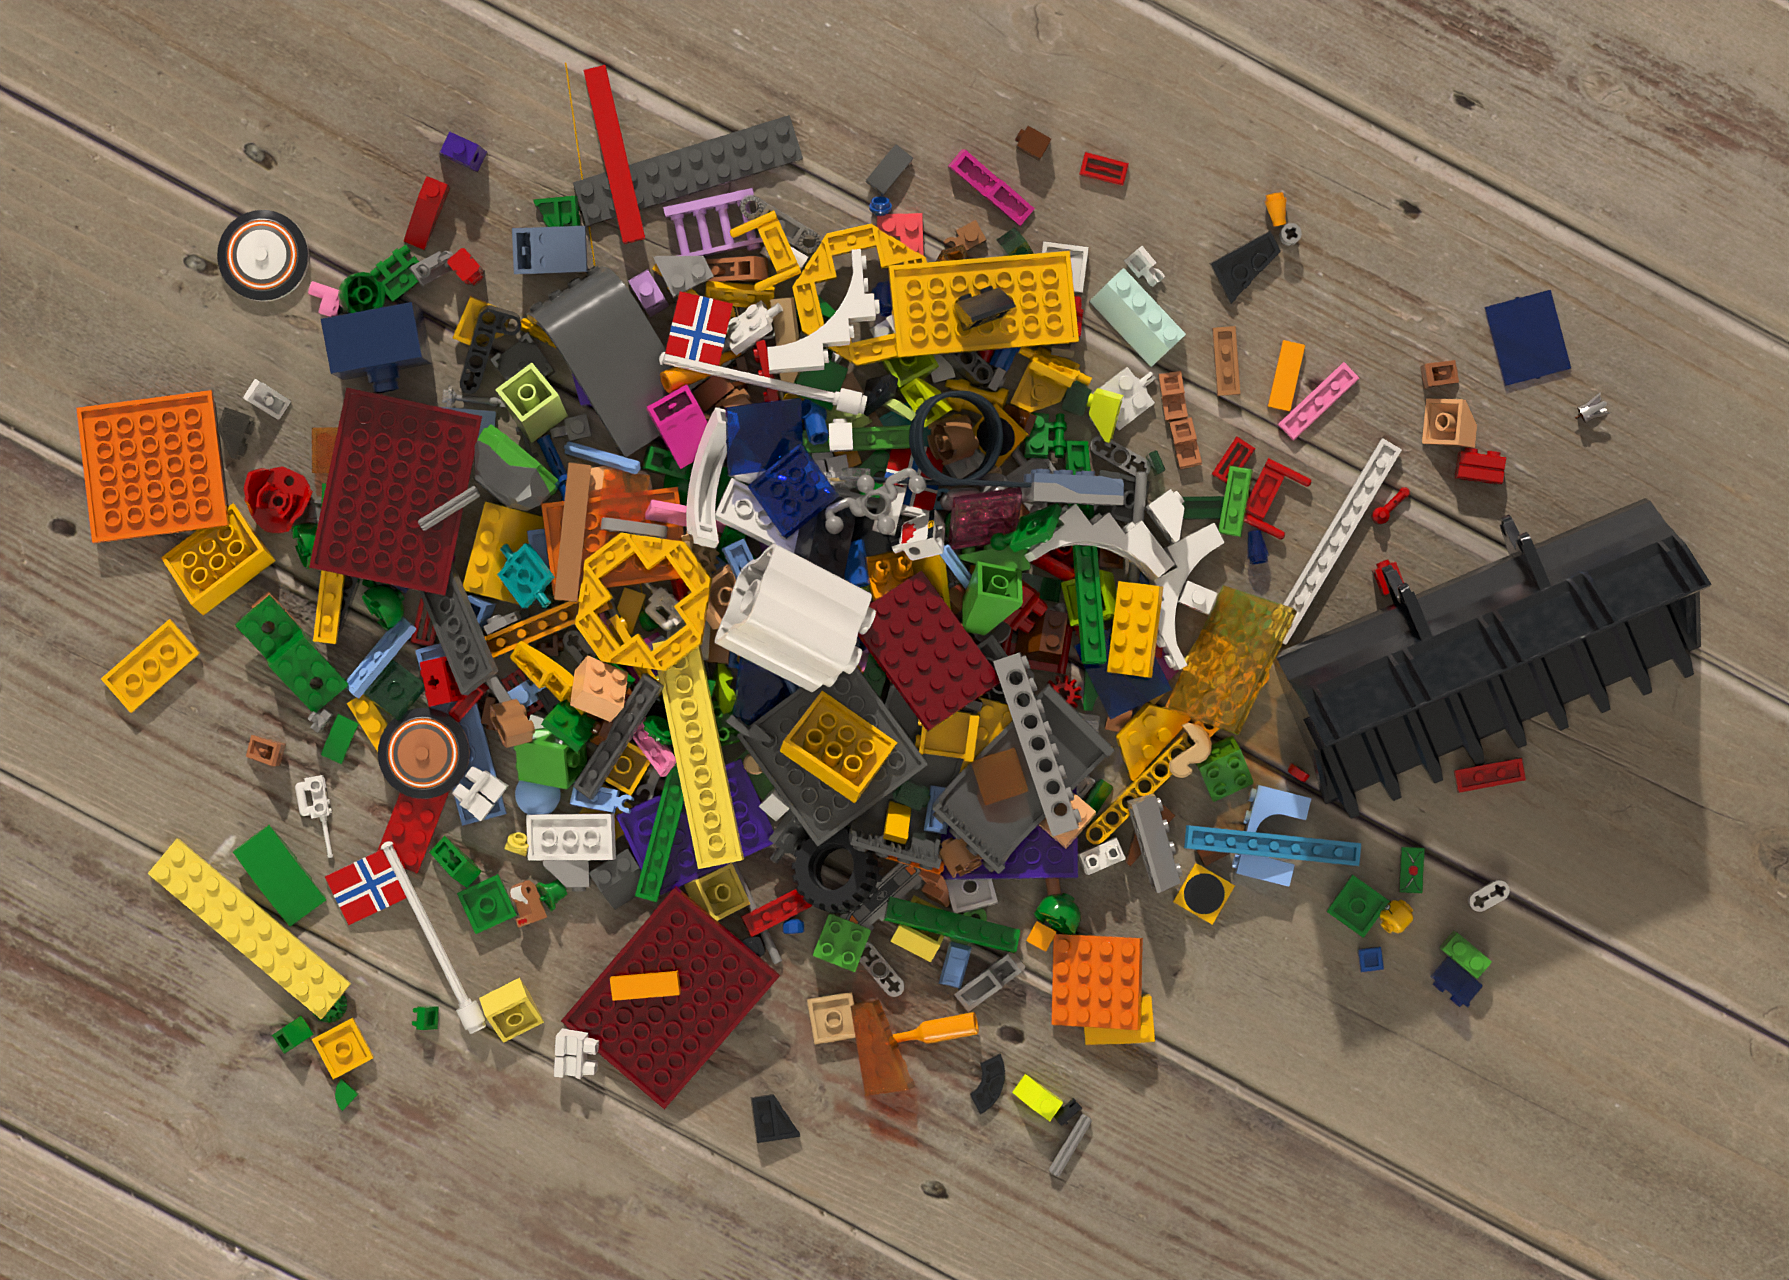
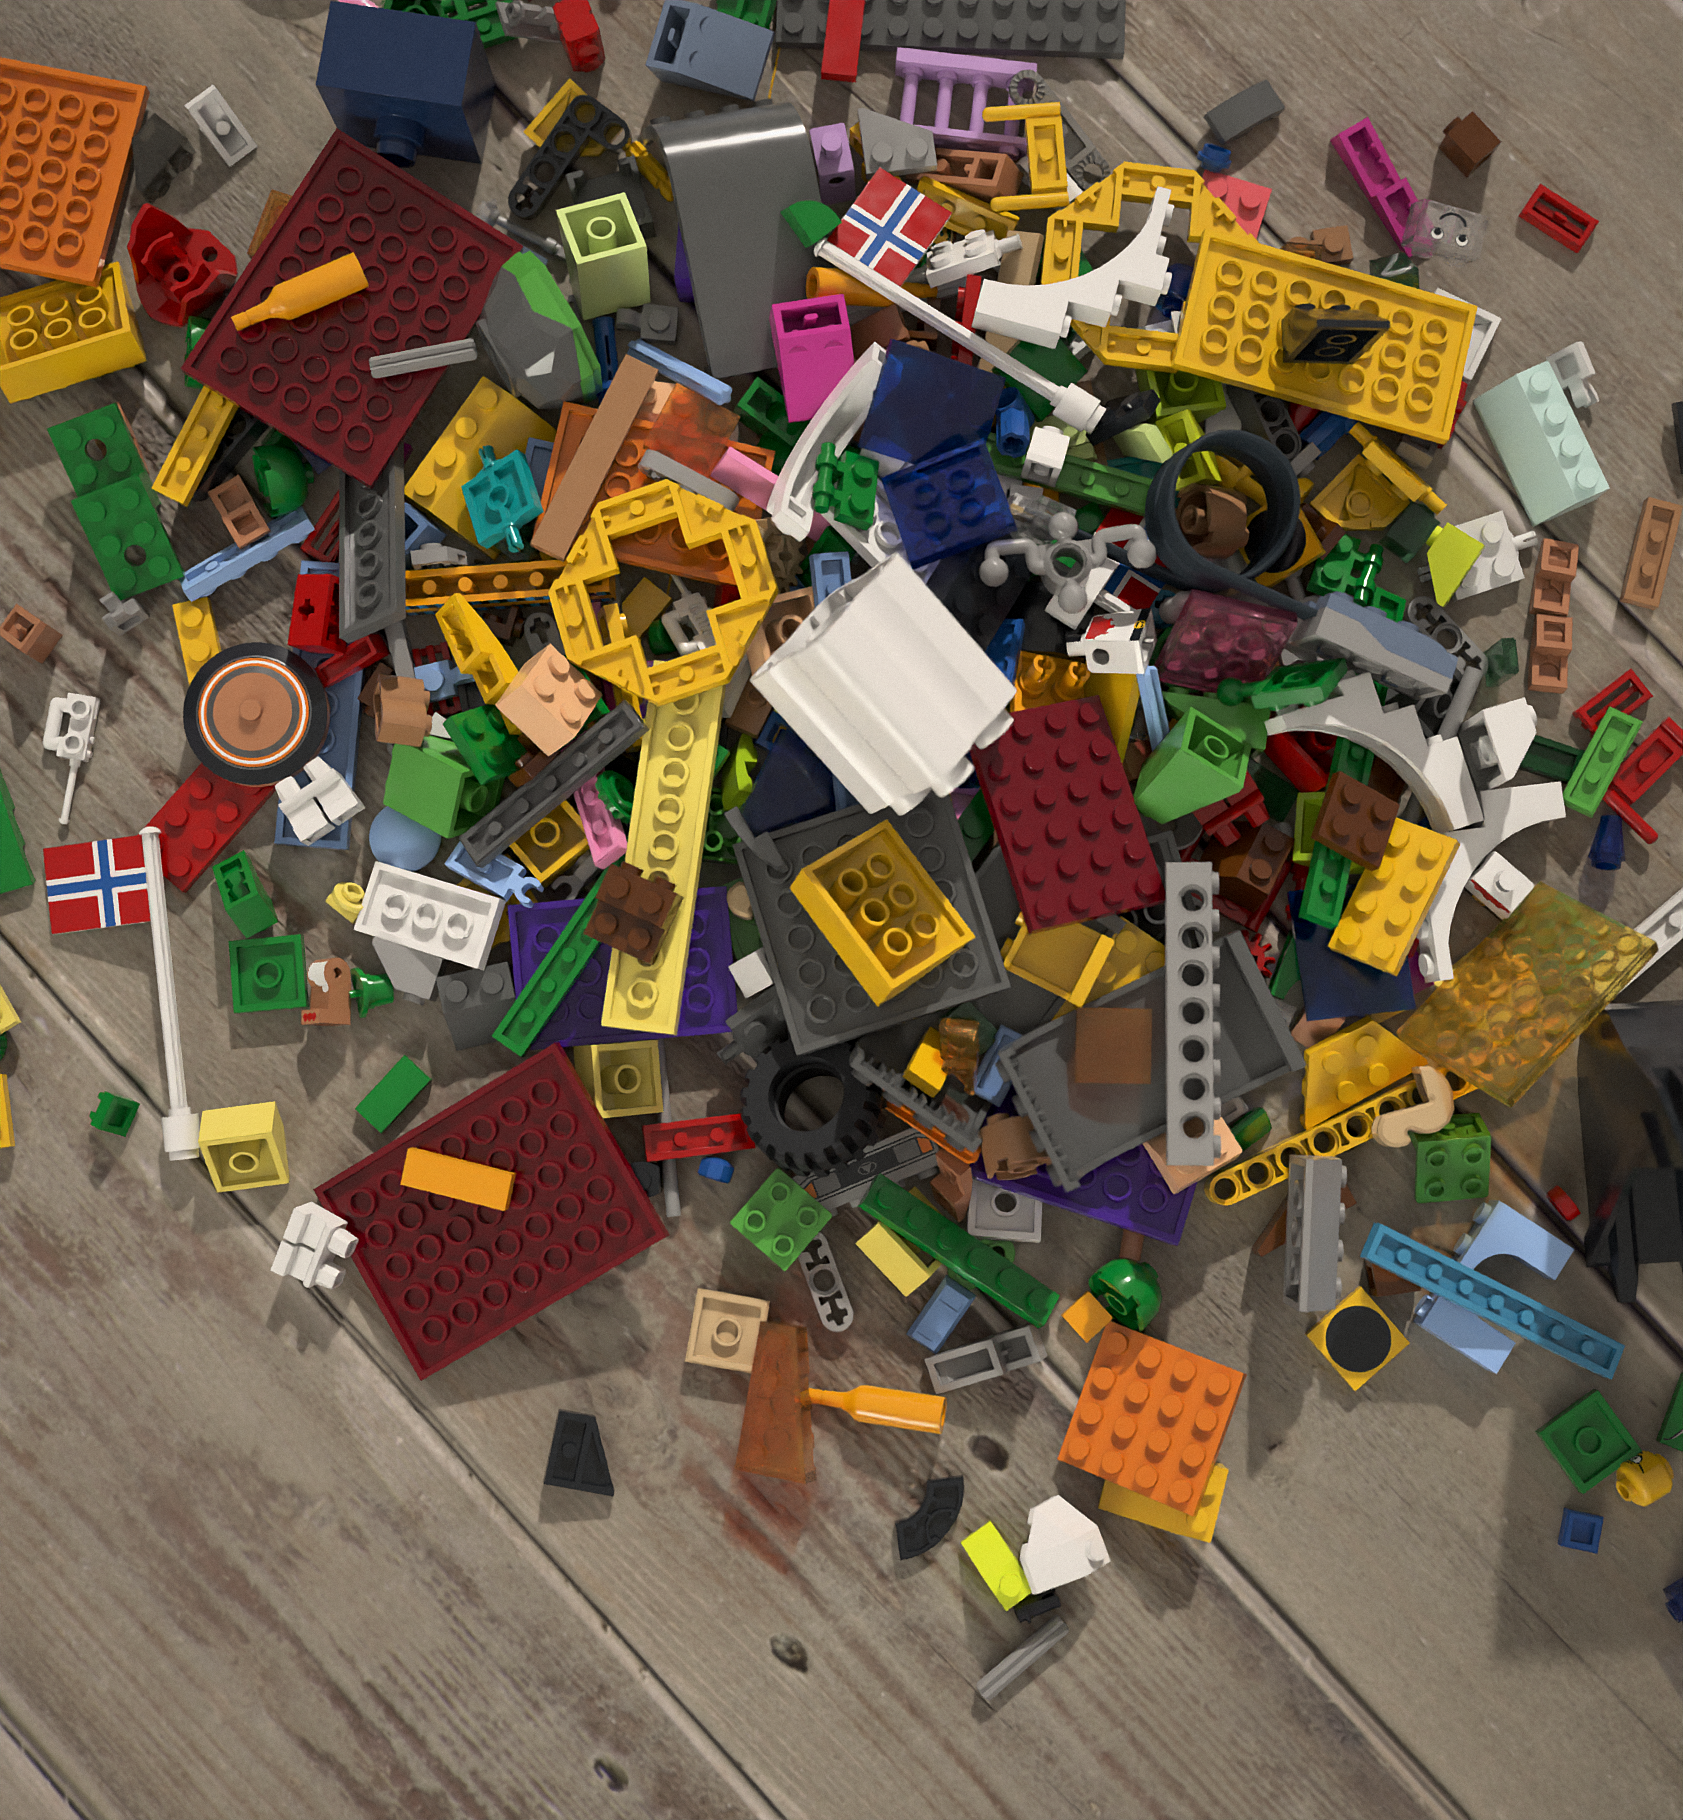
camera: 20 degrees right, 5 degrees down
(340, 739) = (141, 652): green slope -> none
(366, 633) = (239, 511): none -> nougat slope
(368, 495) = (308, 292): none -> light orange piece
(395, 690) = (249, 608): clear green tile -> none
(586, 948) = (393, 1094): none -> green tile
(651, 345) = (810, 220): none -> green brick
(694, 797) = (633, 912): none -> reddish brown plate
(734, 498) = (855, 486): none -> green plate
(911, 811) = (960, 1050): none -> clear orange slope
(1035, 206) = (1444, 232): none -> clear brick
(1069, 1073) = (1060, 1546): none -> white slope
(1097, 594) = (1355, 821): none -> reddish brown plate
(1101, 856) = (1221, 1226): white hips -> none

